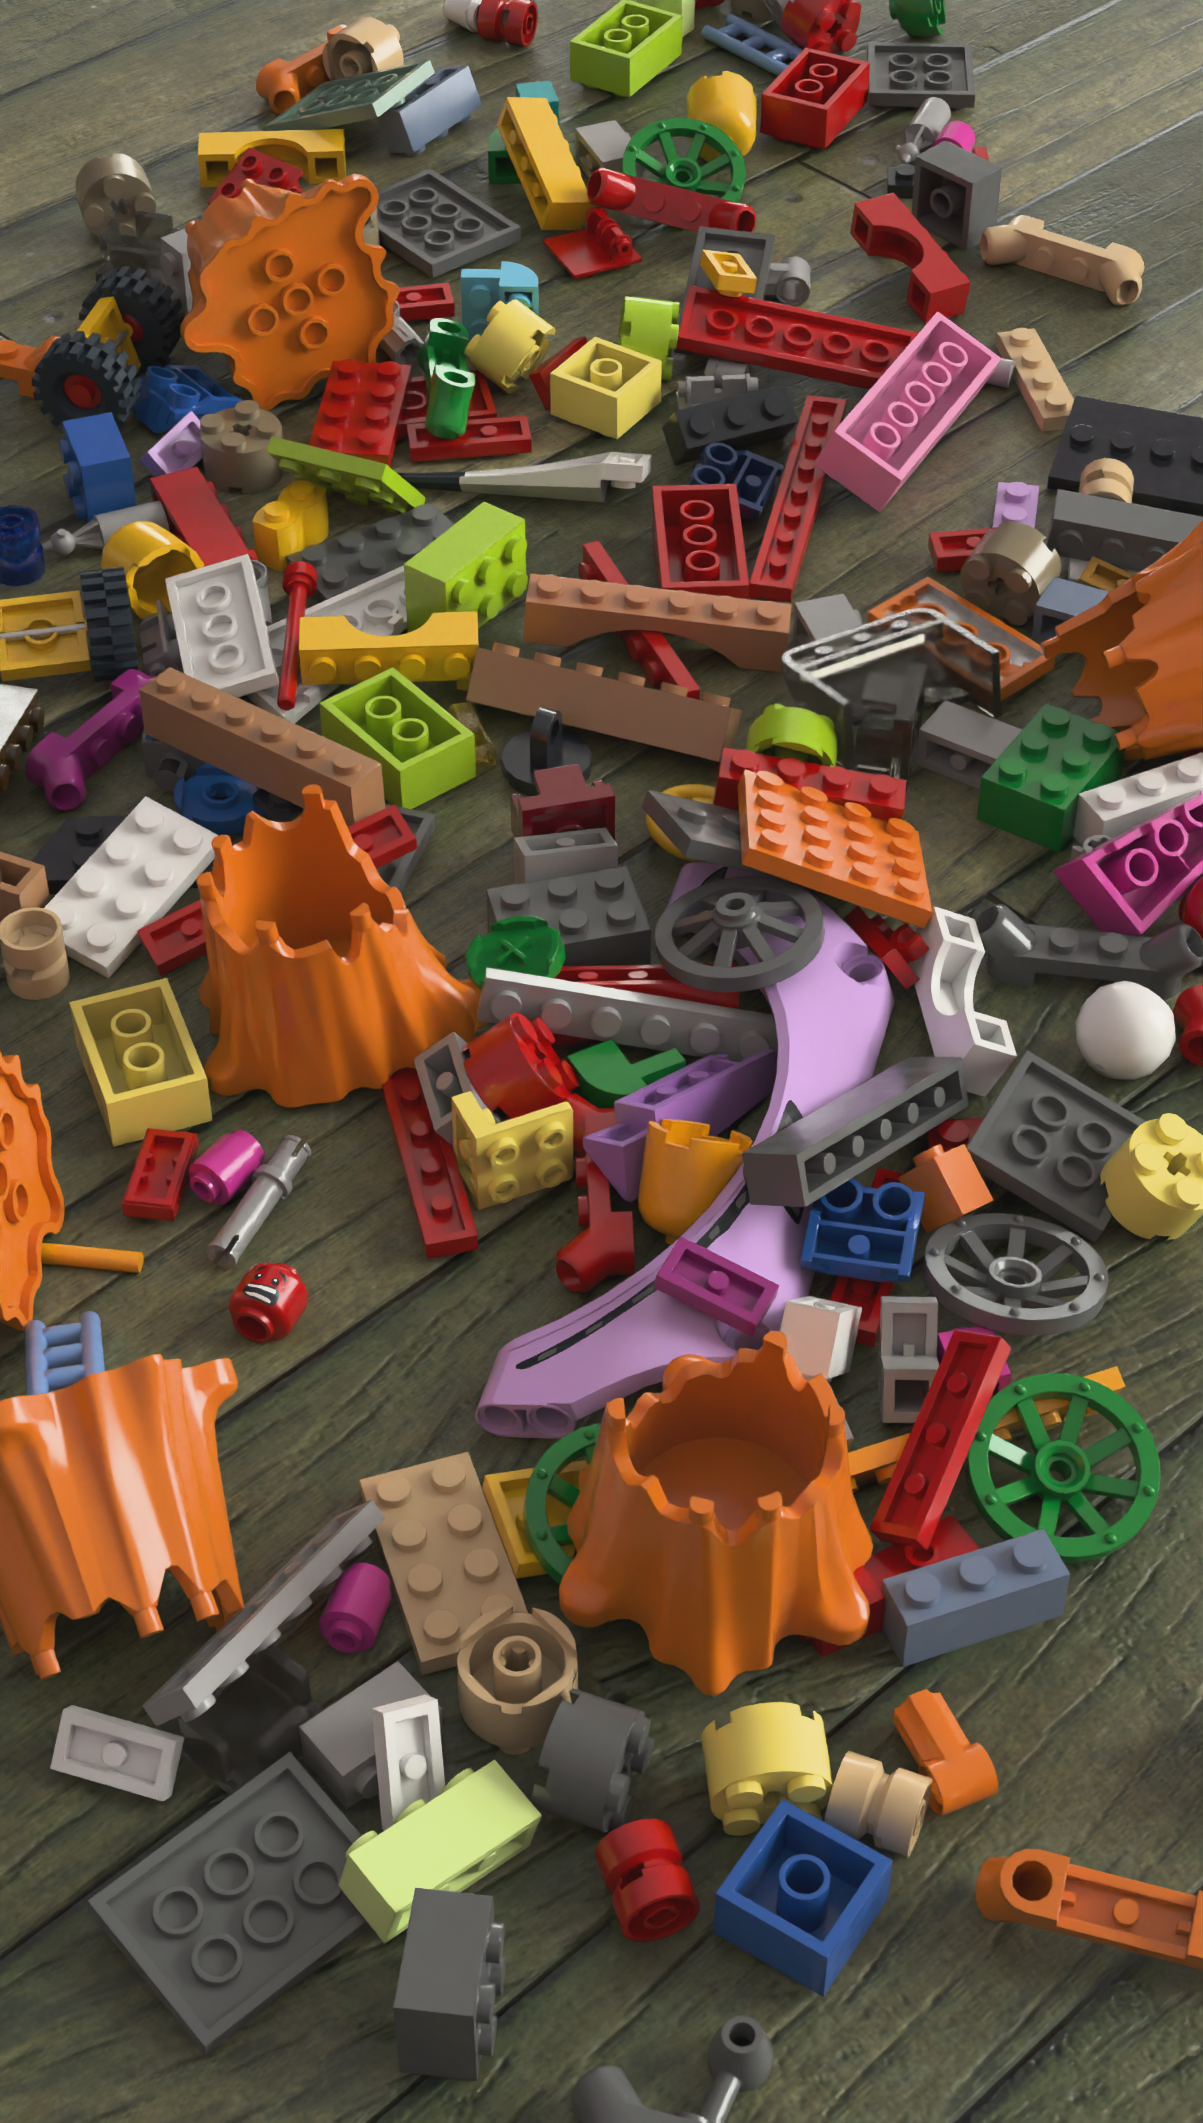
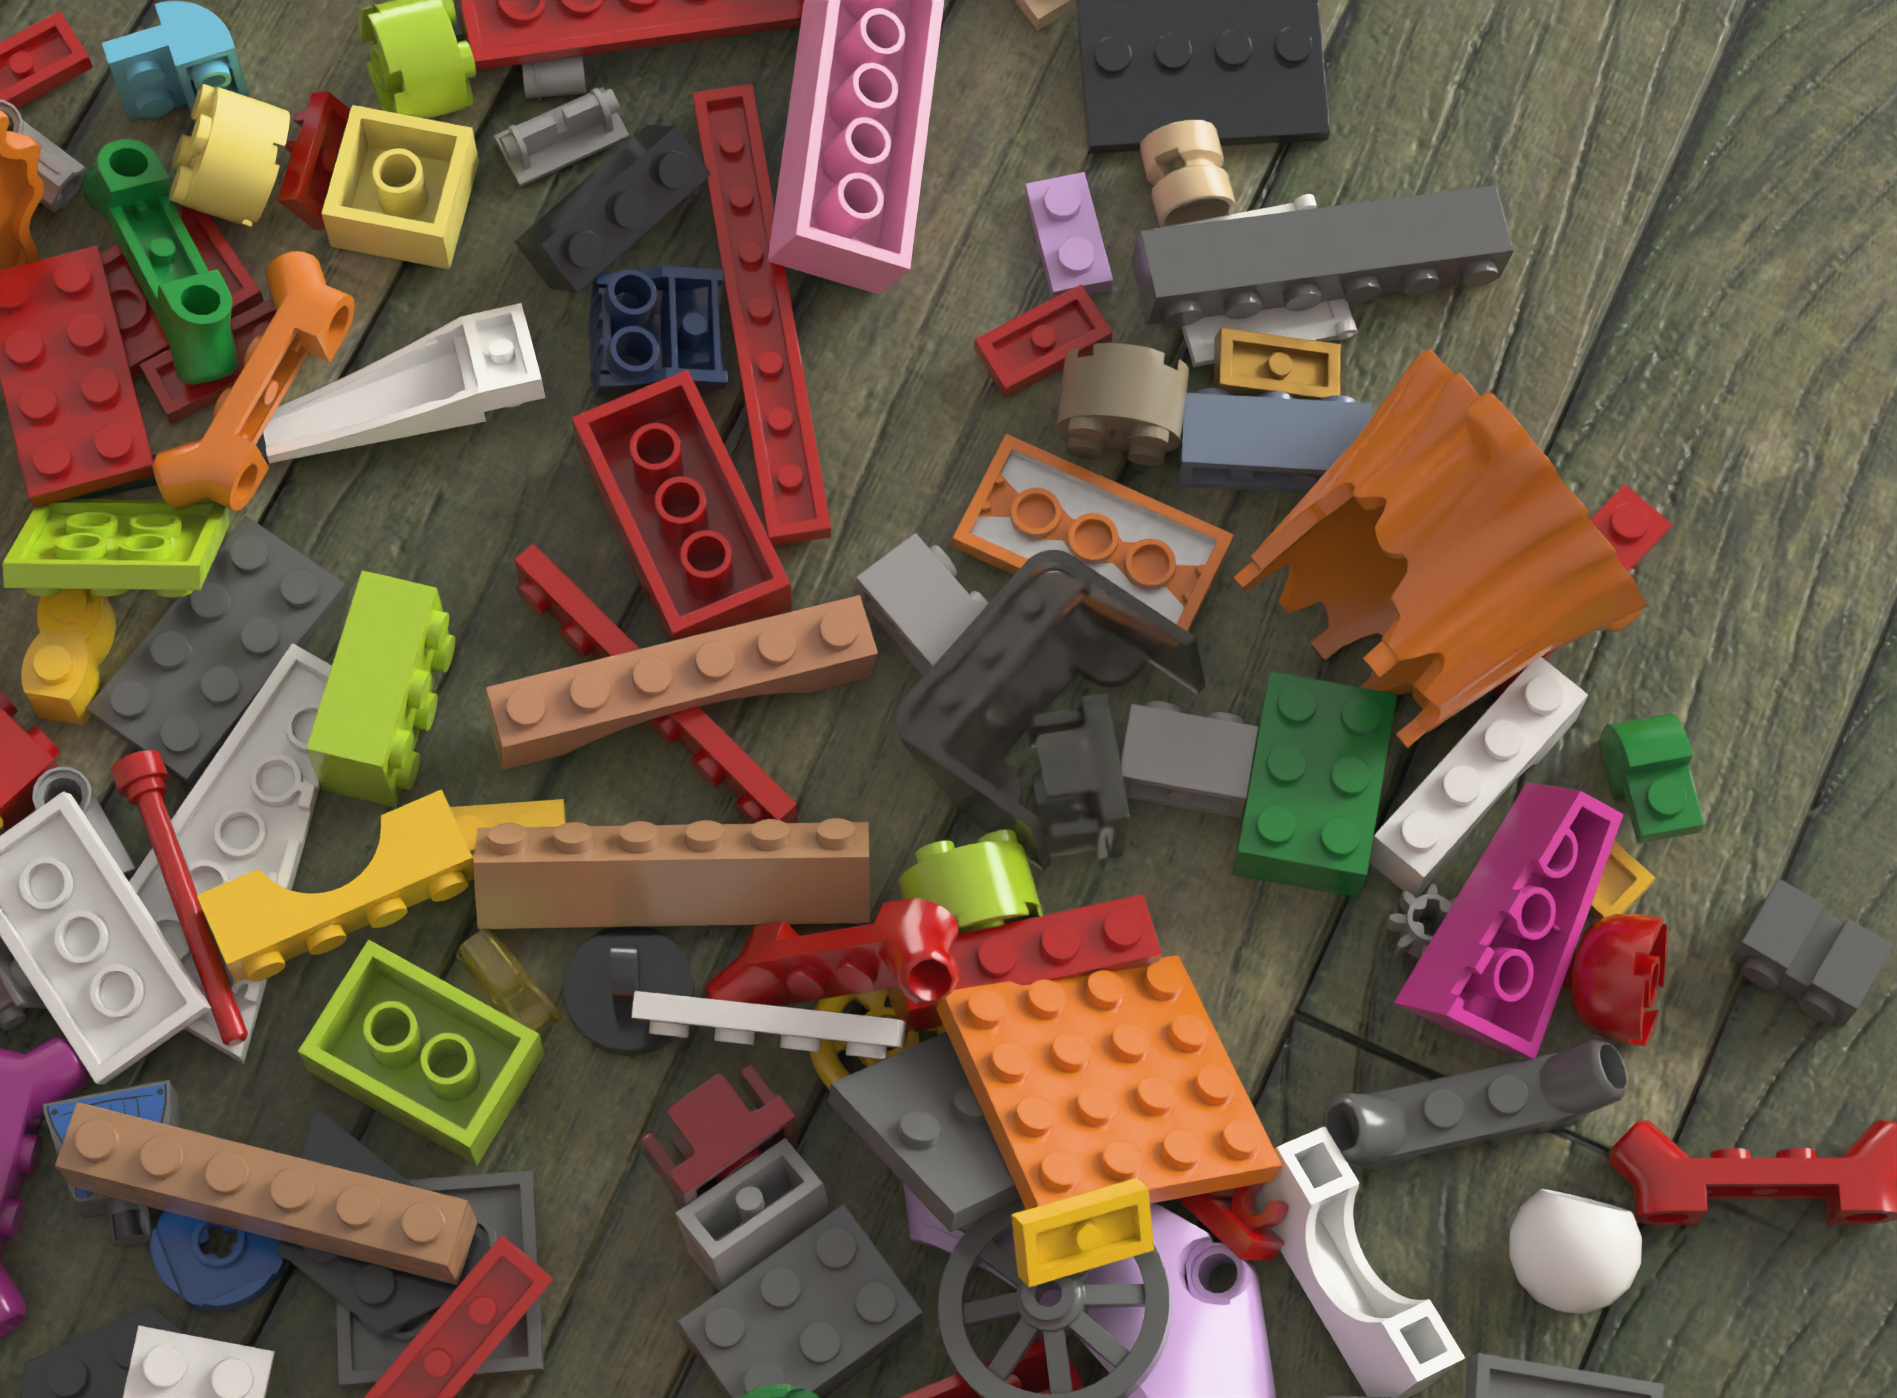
camera: 25 degrees left, 25 degrees up
(435, 460) = (227, 460): none -> orange plate
(625, 763) = (739, 1021): none -> white plate
(683, 746) = (901, 949): none -> red plate
(773, 872) = (1082, 1232): none -> yellow plate

